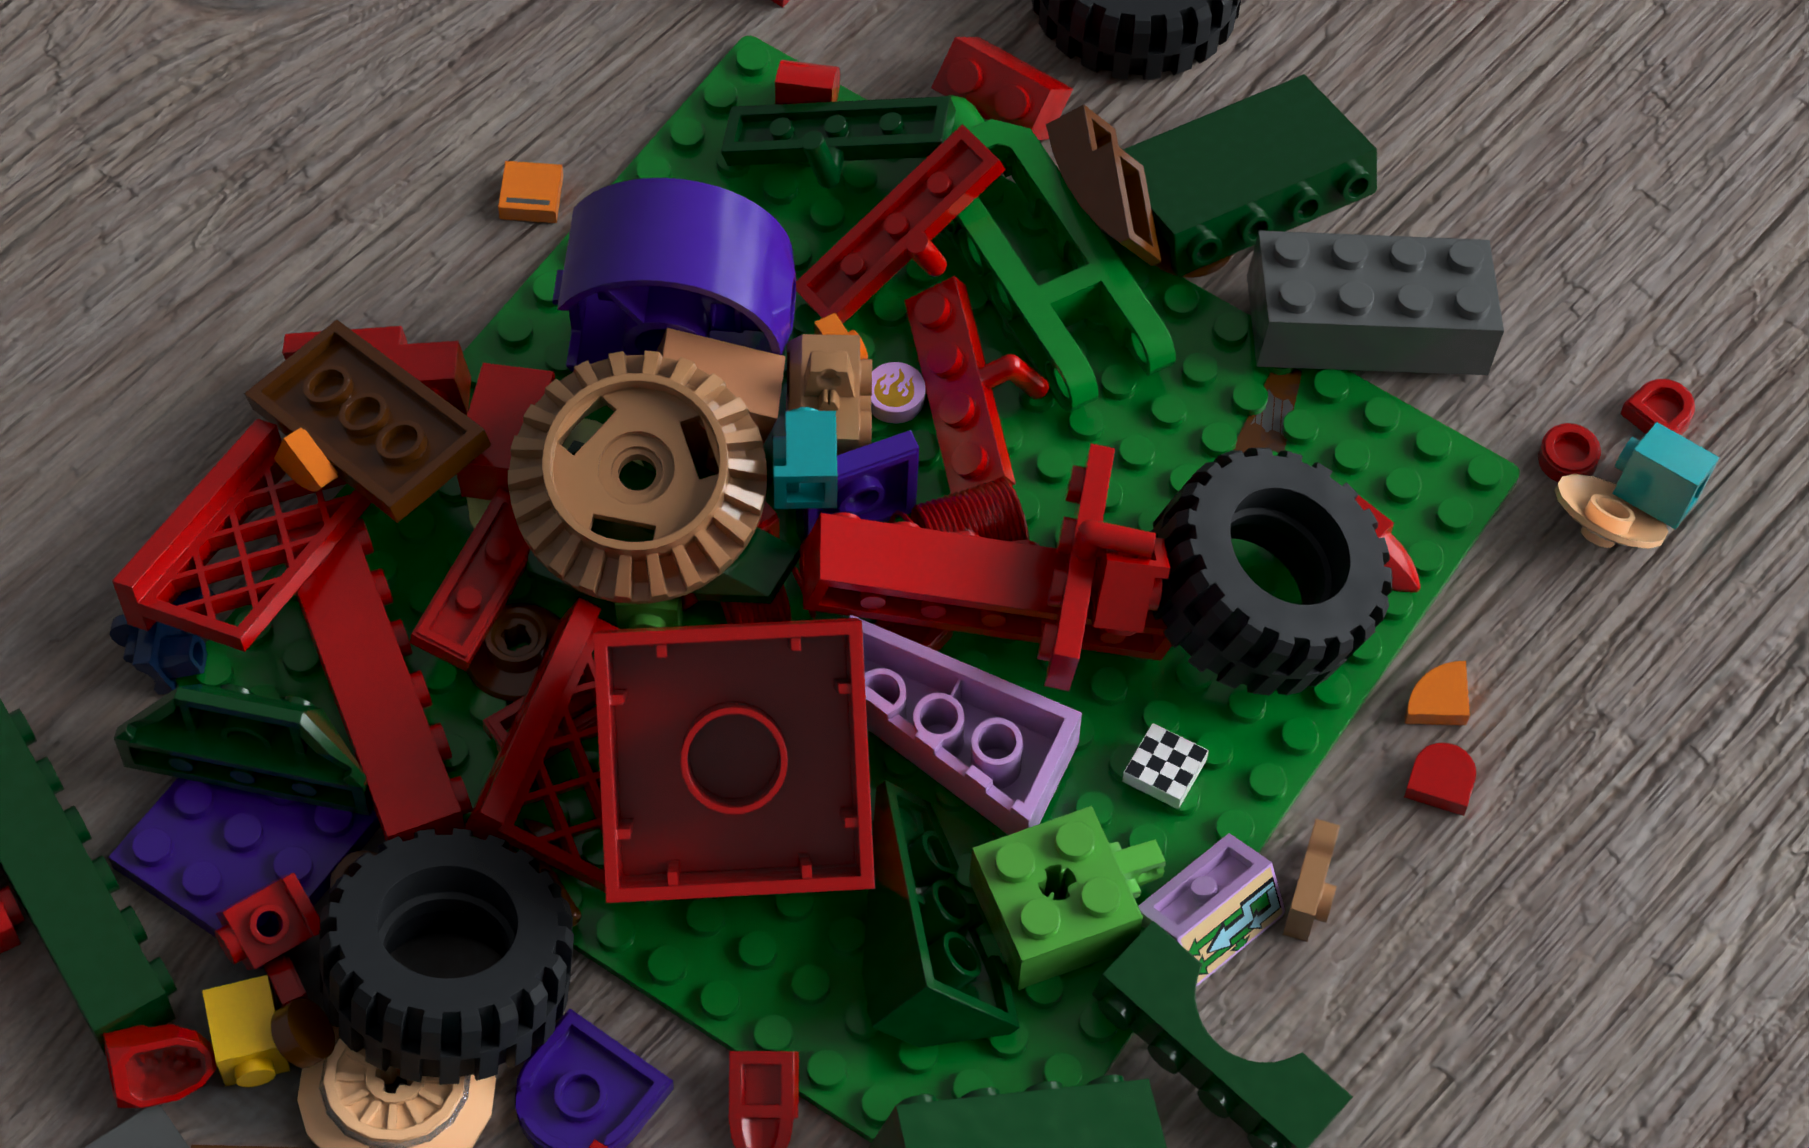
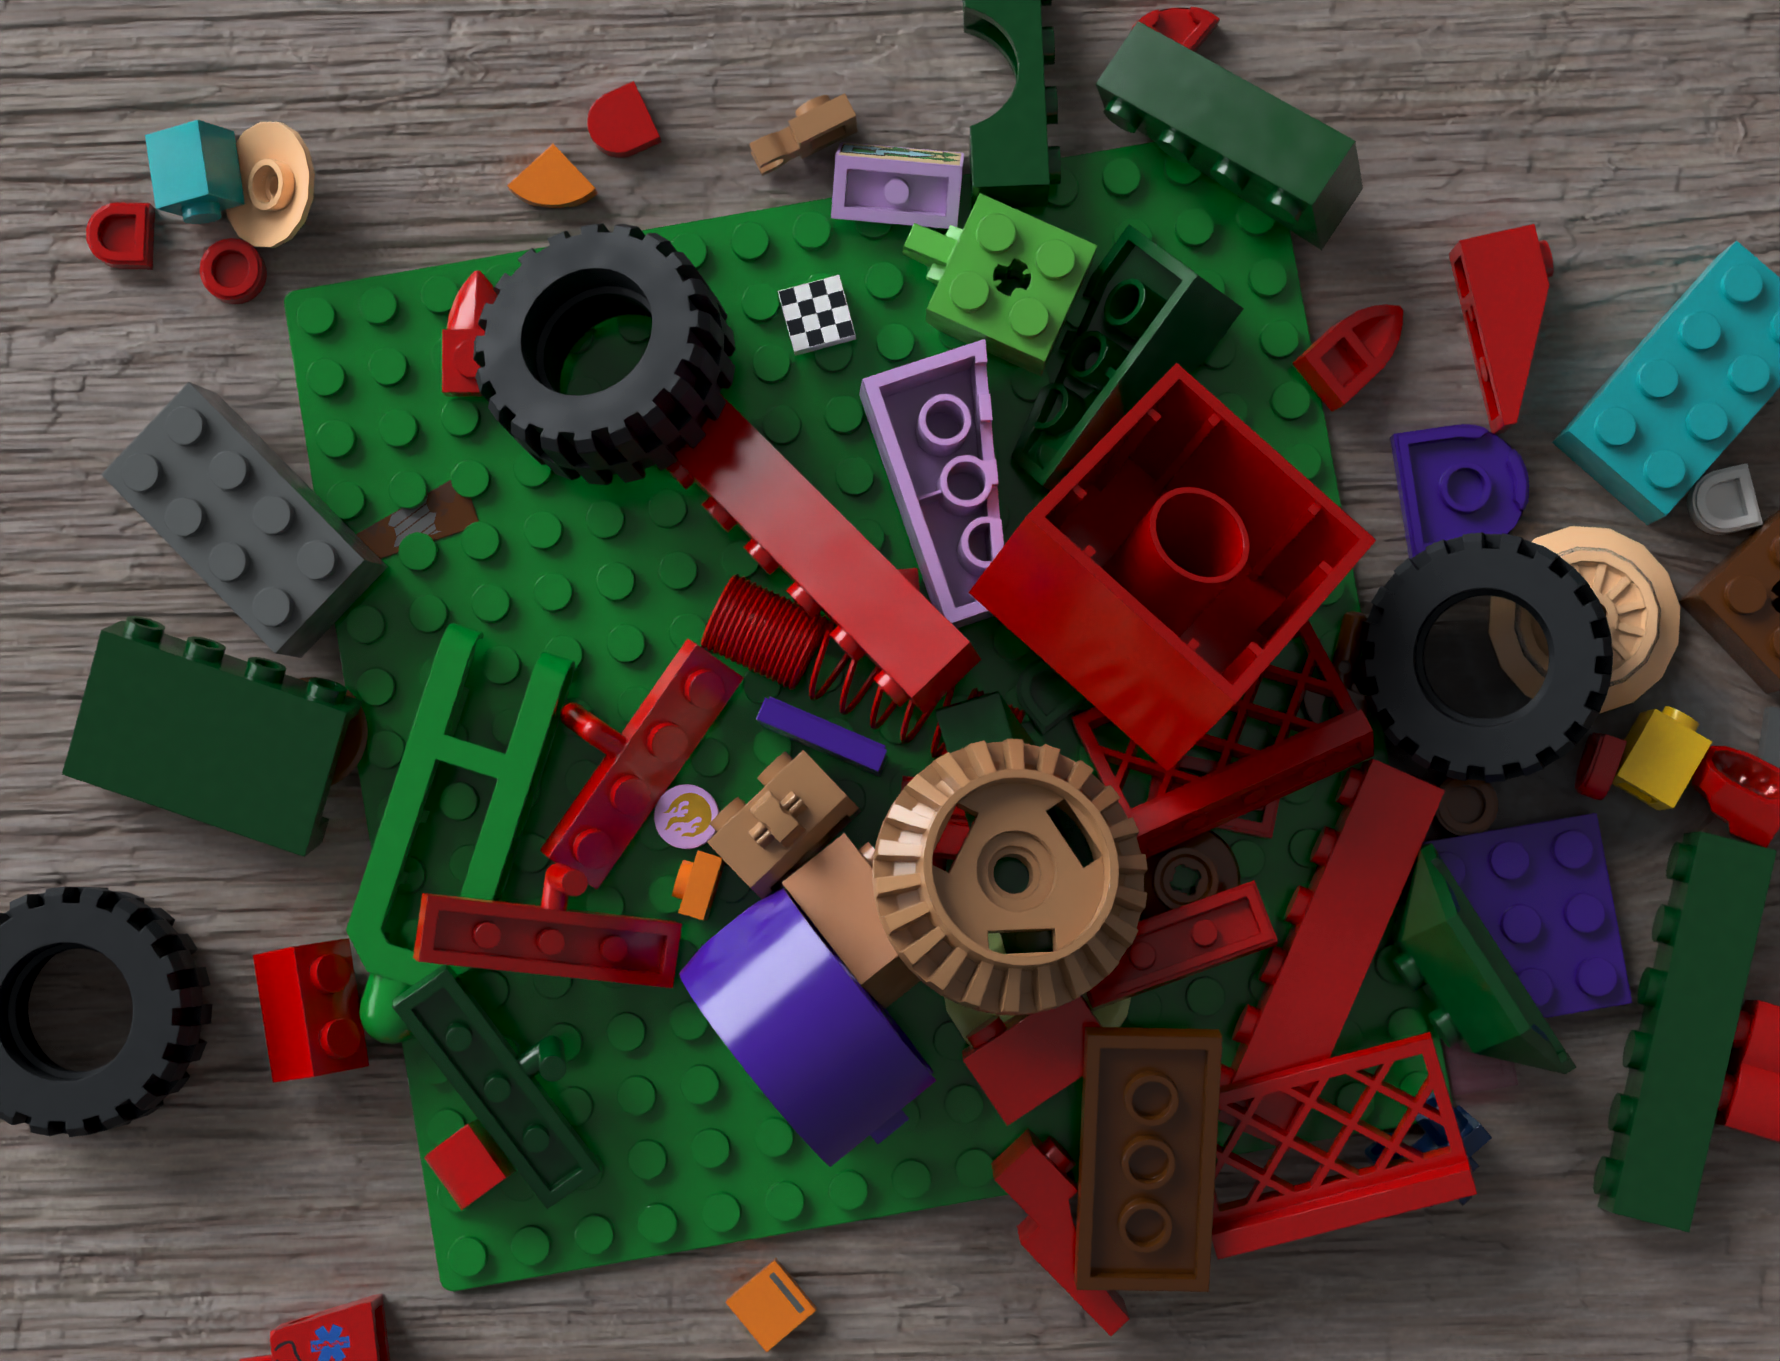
camera: 125 degrees left, 25 degrees up
(239, 930) = (1581, 817): red brick -> none
(302, 1033) = (1631, 706): reddish brown tile -> none
(305, 461) = (1230, 1163): orange tile -> none
(806, 460) = (872, 757): teal brick -> none
(1080, 541) = (748, 476): red plate -> none
(1105, 180) = (346, 815): reddish brown slope -> none
(1127, 588) = (733, 428): red brick -> none

